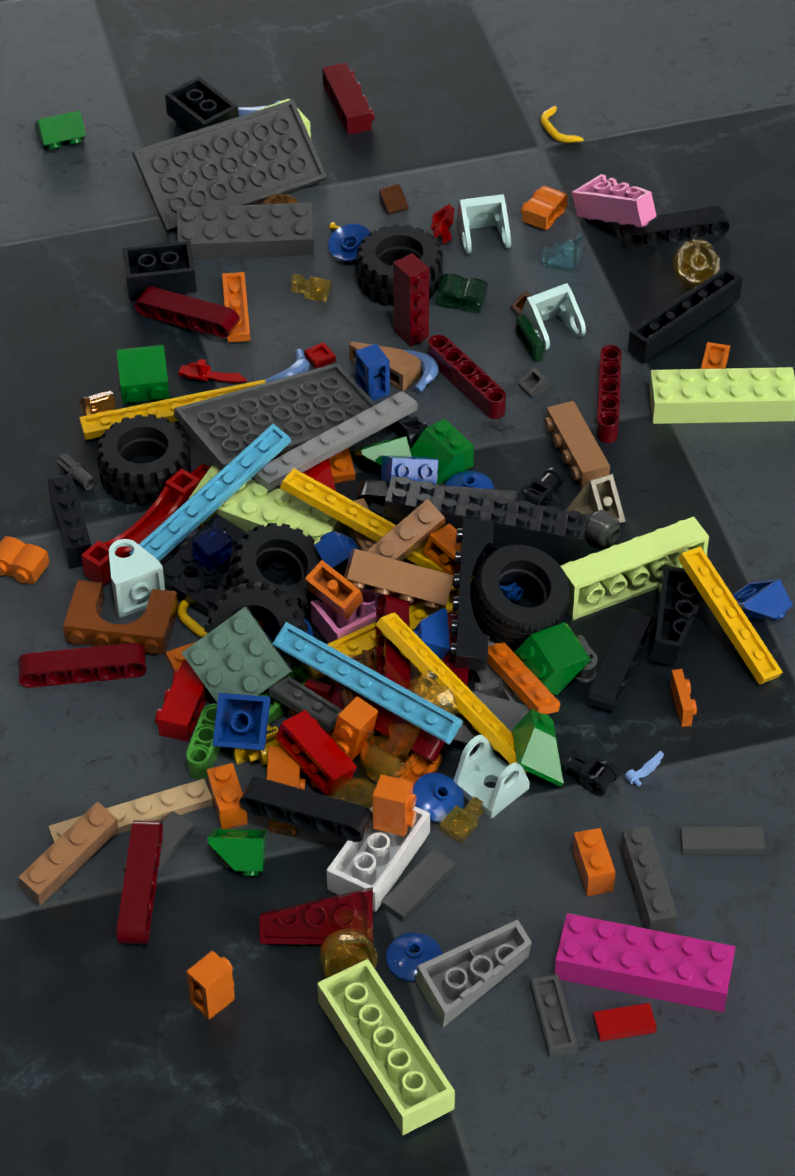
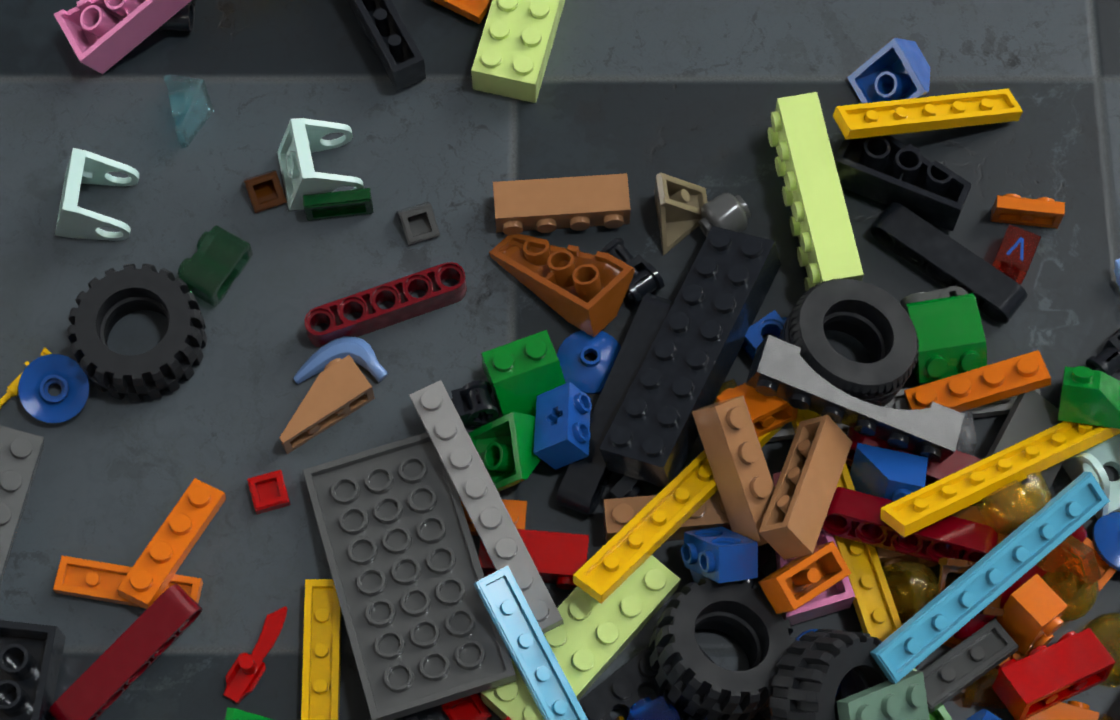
camera: 75 degrees left, 20 degrees up
(270, 316) = (171, 544): none -> orange plate
(300, 366) = (299, 537): medium blue piece -> none
(314, 289) = (123, 463): clear yellow plate -> none
(373, 371) = (351, 425): blue brick -> none
(411, 299) = (255, 329): dark red brick -> none
(442, 221) = (53, 251): red plate -> none
(520, 458) = (573, 283): none -> dark orange wedge
(544, 207) = (78, 108): orange brick -> none
(609, 394) = (468, 124): dark red beam -> none
(642, 695) = (1016, 253): none -> clear red brick

